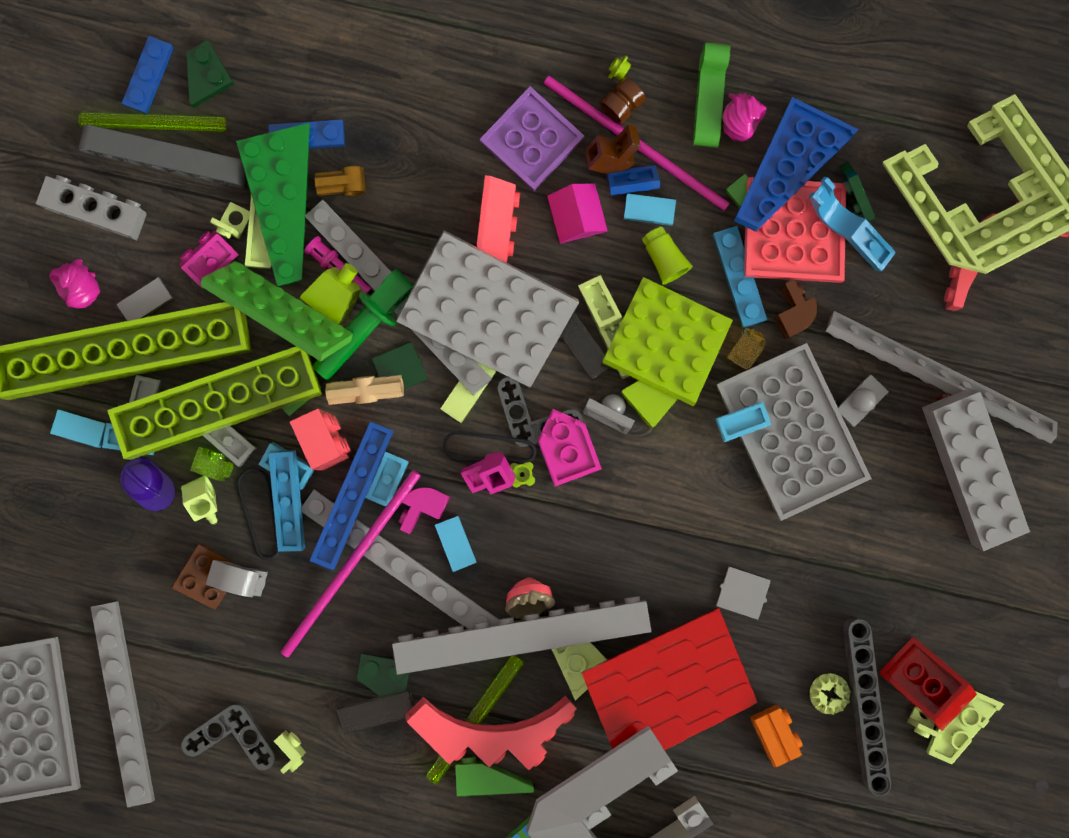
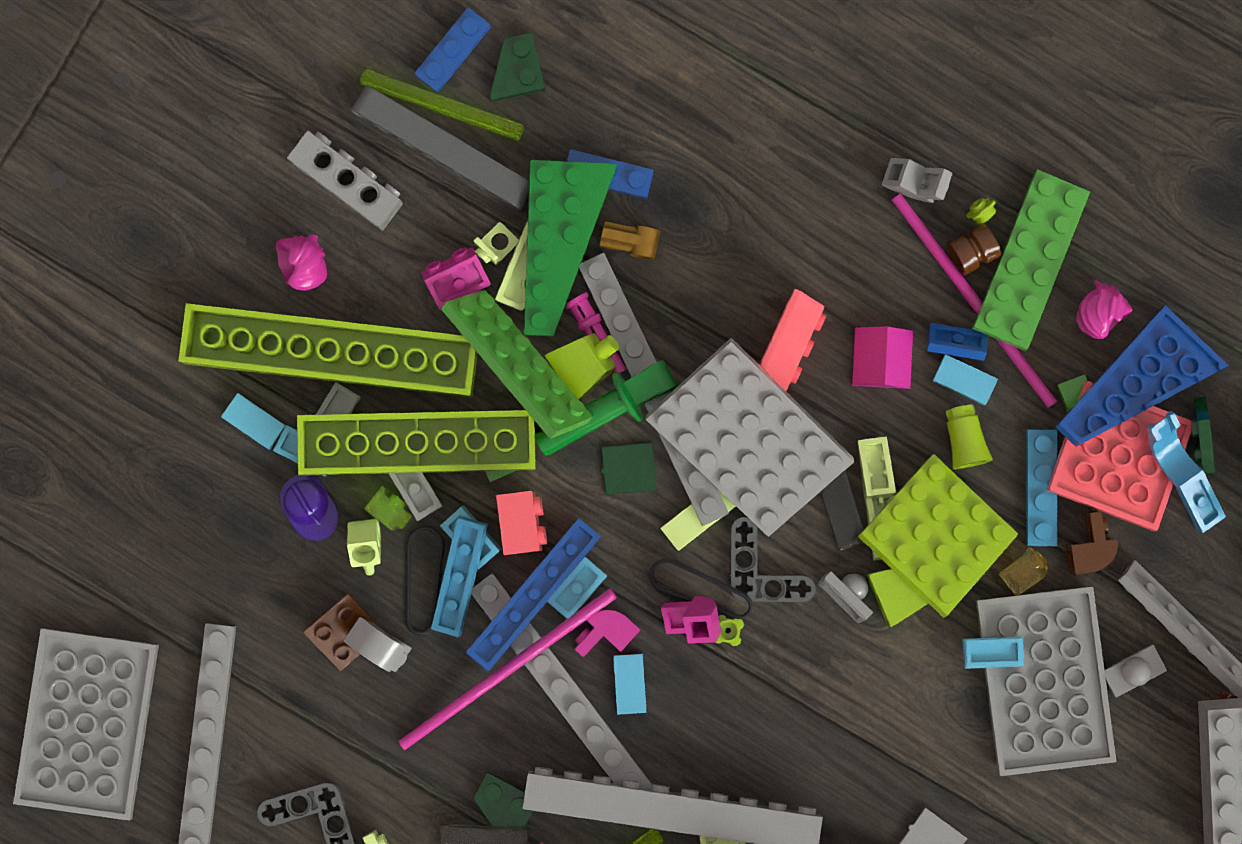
camera: 20 degrees right, 0 degrees up
(145, 300) = (371, 302): light grey tile -> none
(364, 389) = (584, 480): tan piece -> none
(528, 597) = (692, 770): dark tan hair -> none
(531, 138) = (858, 258): medium lavender plate -> none
(558, 60) = (916, 180): none -> light grey brick
(567, 448) = (788, 618): dark pink tile -> none
(613, 155) = (943, 306): reddish brown brick -> none
(672, 95) = (1031, 260): none -> bright green plate
(710, 94) = (1082, 254): bright green beam -> none

